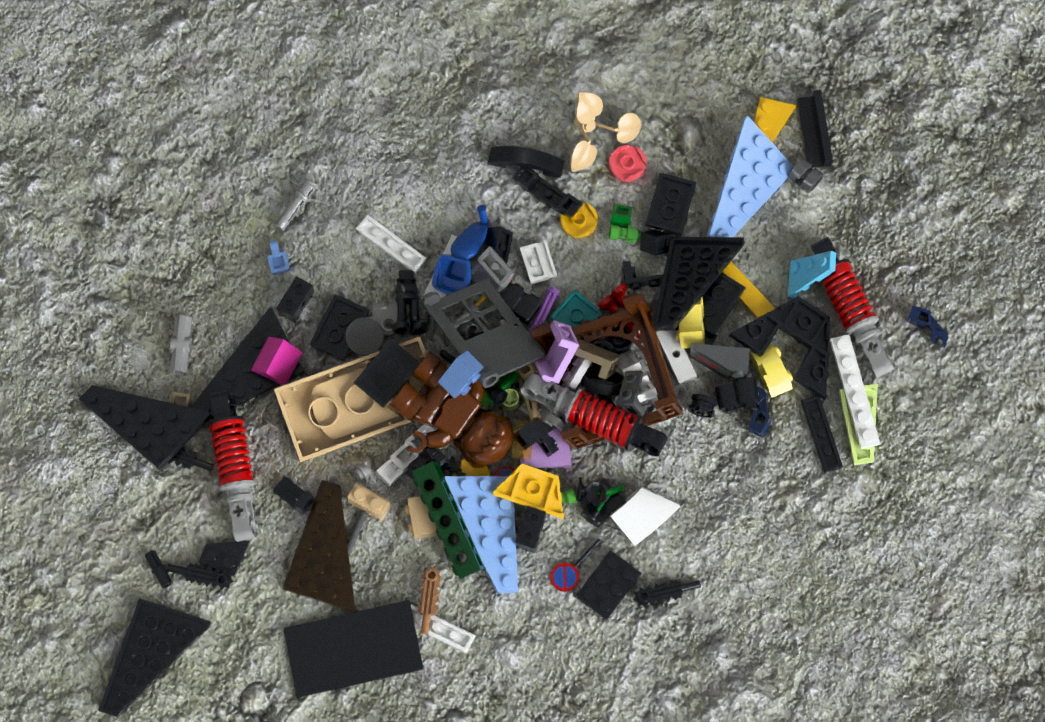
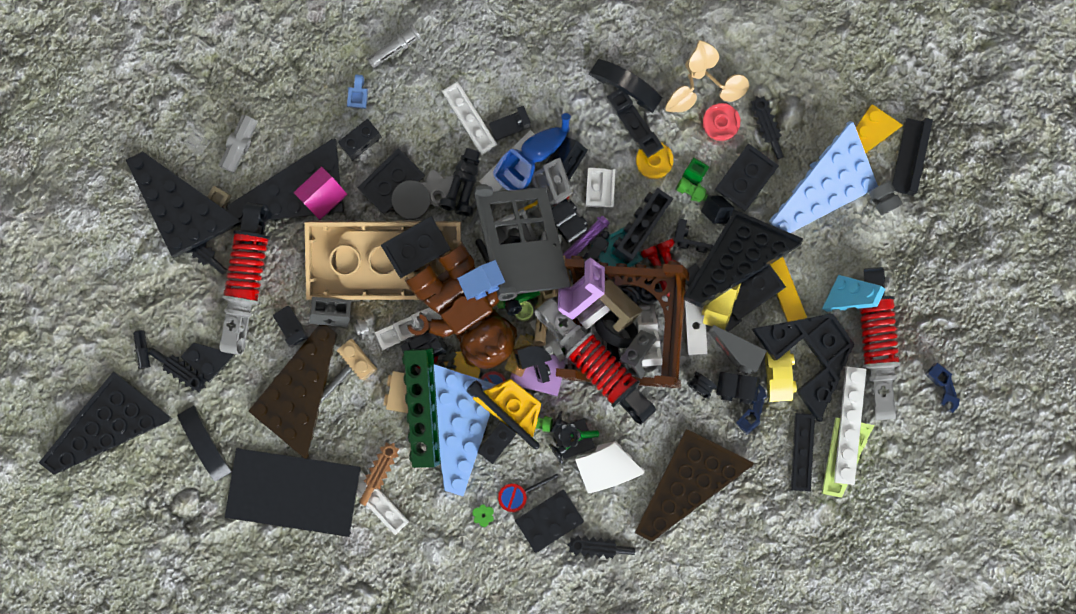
camera: 15 degrees right, 10 degrees up
(251, 635) = (203, 444): none -> black slope
(326, 465) = (330, 311): none -> dark grey brick
(433, 234) = (510, 124): none -> black bracket
(493, 484) = (476, 390): none -> black piece
(547, 598) = (483, 521): none -> bright green plant
(557, 312) = (599, 244): none -> black piece
(590, 282) = (644, 222): none -> black brick
(672, 151) = (768, 126): none -> black piece
(726, 495) = (691, 478): none -> dark brown wing

